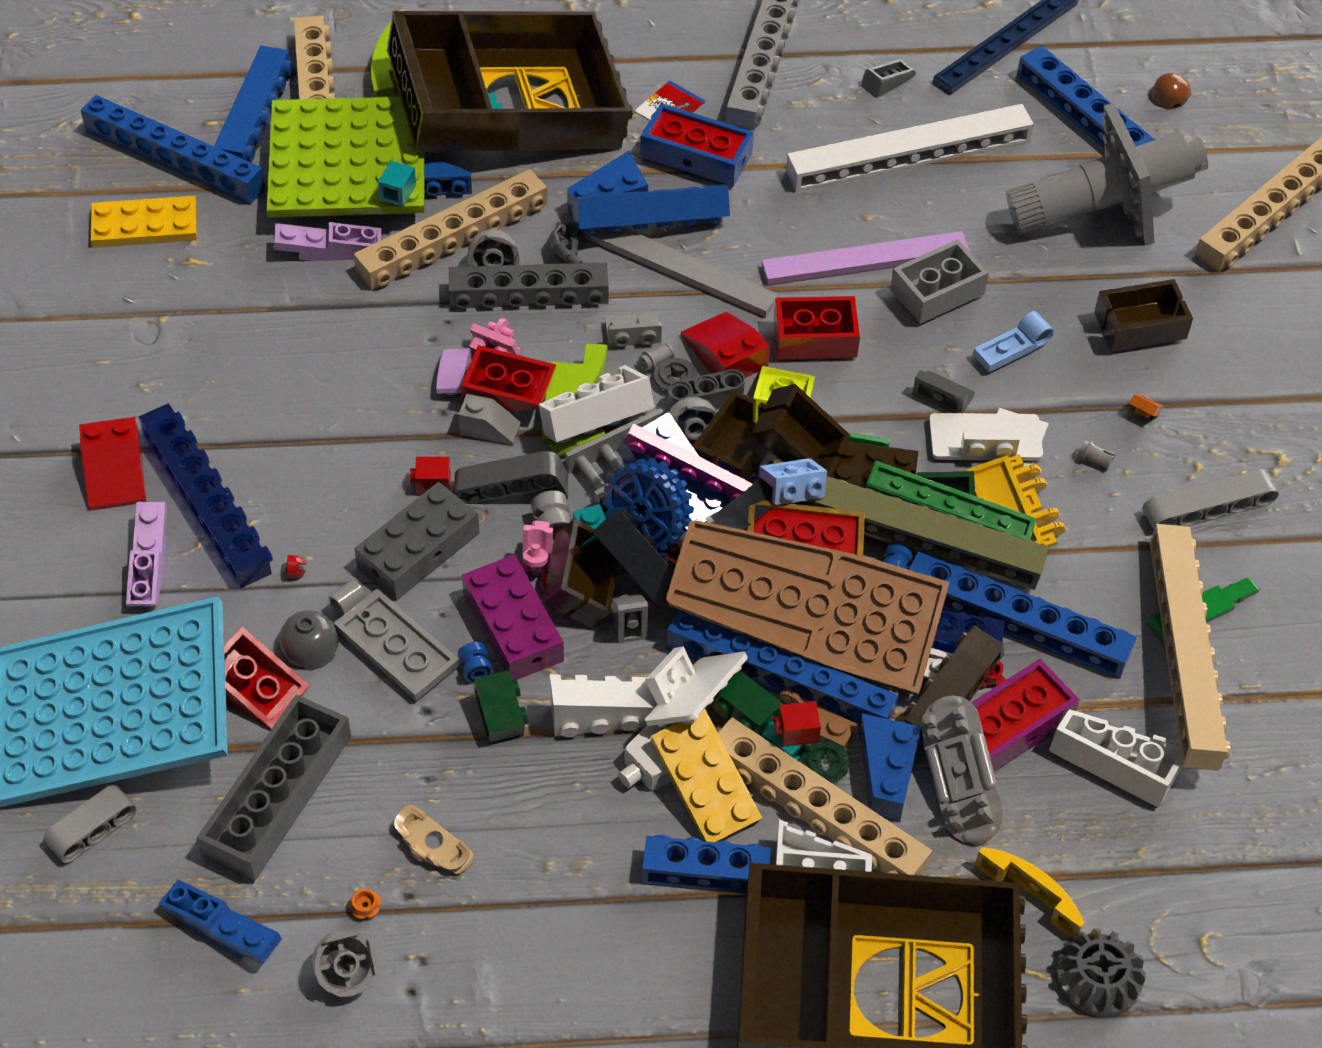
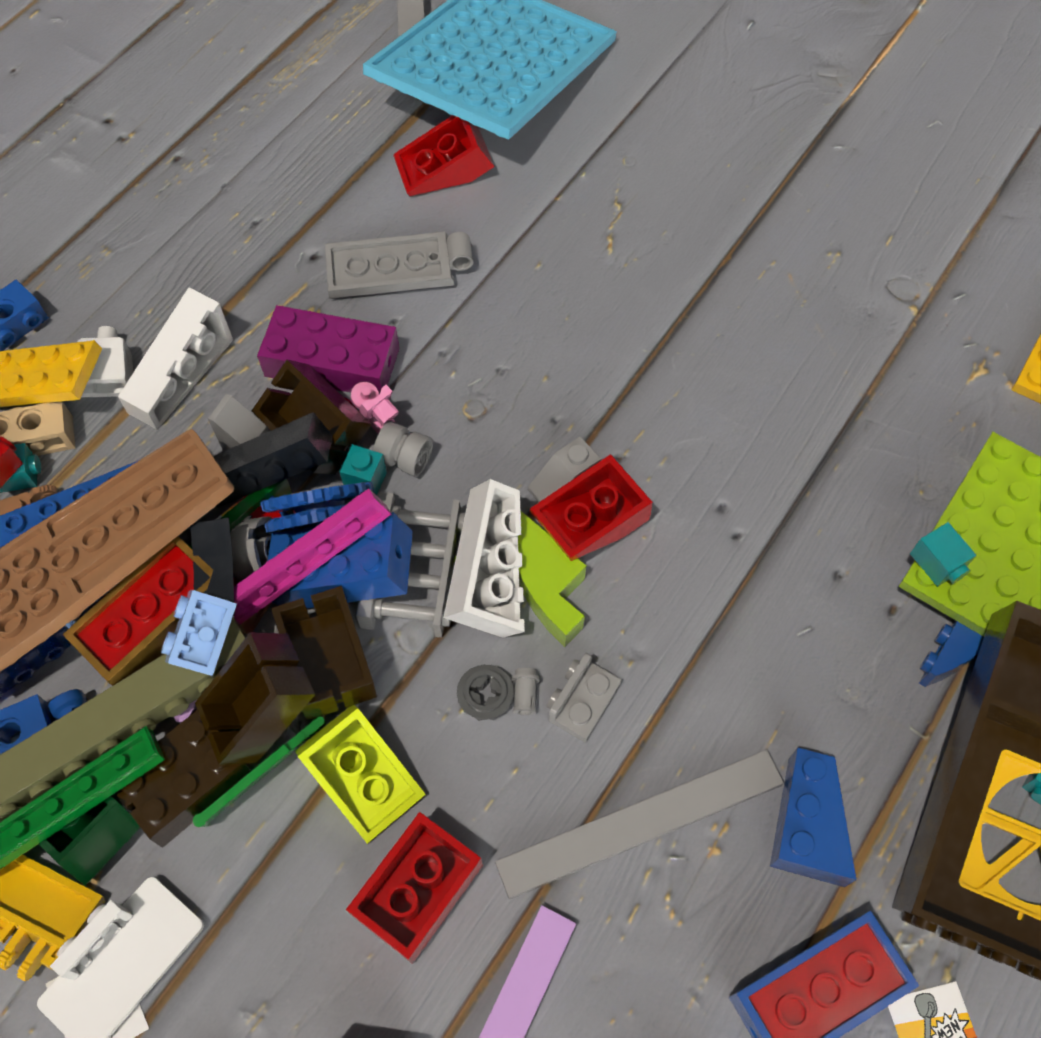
camera: 130 degrees right, 10 degrees up
(112, 463) = (750, 182): red slope -> none
(148, 555) = (619, 154): lavender slope -> none
(206, 496) = (663, 221): clear blue brick -> none
(219, 924) = (268, 43): blue slope -> none
(274, 787) = (330, 117): dark grey brick -> none
(292, 566) = (531, 243): red hinge -> none
(308, 640) = (448, 209): dark grey cylinder -> none
(319, 244) = (925, 482): lavender slope -> none
(344, 963) = (154, 78): light grey cylinder -> none
(365, 896) = (192, 124): orange plate -> none
(417, 541) = (474, 335): dark grey brick -> none
(417, 826) = (178, 192): tan piece -> none
(429, 472) = (538, 390): red brick -> none
(450, 229) = (863, 734): tan brick -> none
(452, 370) = (659, 486): lavender slope -> none
(473, 657) = (316, 301): blue wheel -> none
(493, 249) = (791, 621): light grey cylinder -> none
(495, 335) = (667, 549): bright pink hips -> none
(499, 706) = (254, 286): dark green brick -> none
(511, 477) = (466, 443): dark grey beam -> none
(528, 285) = (679, 706): dark grey brick -> none
(564, 242) = (761, 711): dark grey piece -> none
(650, 207) = (740, 840): blue brick -> none
(687, 689) = (106, 405): white bracket -> none
(692, 416) = (403, 649): light grey cylinder -> none
(711, 387) = (432, 715): dark grey beam -> none
(728, 345) = (482, 774): red slope -> none
(746, 703) = (68, 459): dark green brick -> none
(942, 392) = (220, 974): dark grey panel -> none

